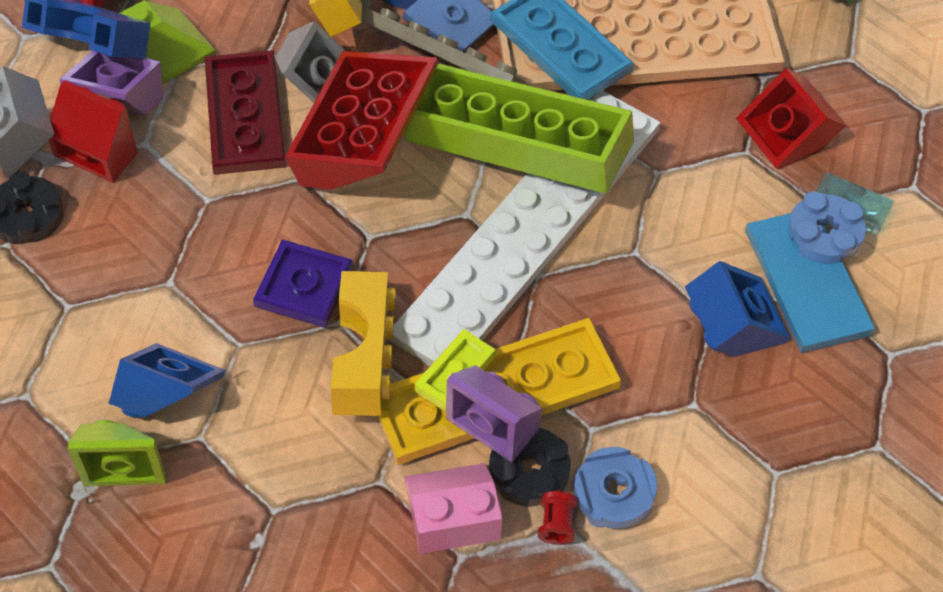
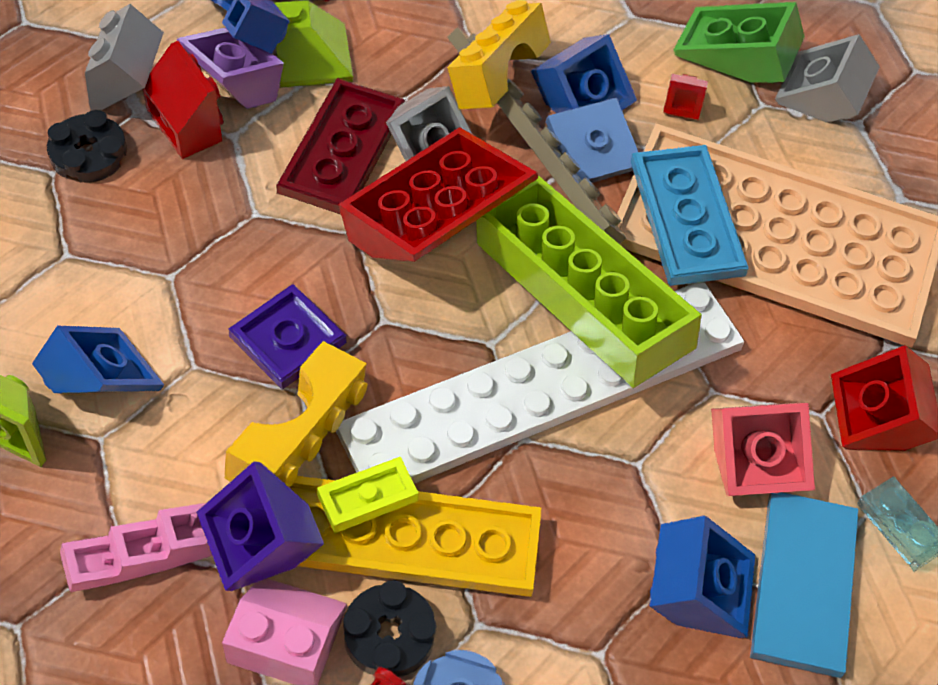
camera: 25 degrees right, 0 degrees up
(307, 493) = (136, 549): none -> bright pink slope
(387, 436) = (257, 528): none -> dark purple slope
(491, 411) = (375, 553): medium lavender slope -> none
(724, 194) = (764, 448): none -> coral slope
(832, 210) = (872, 520): medium blue plate -> none

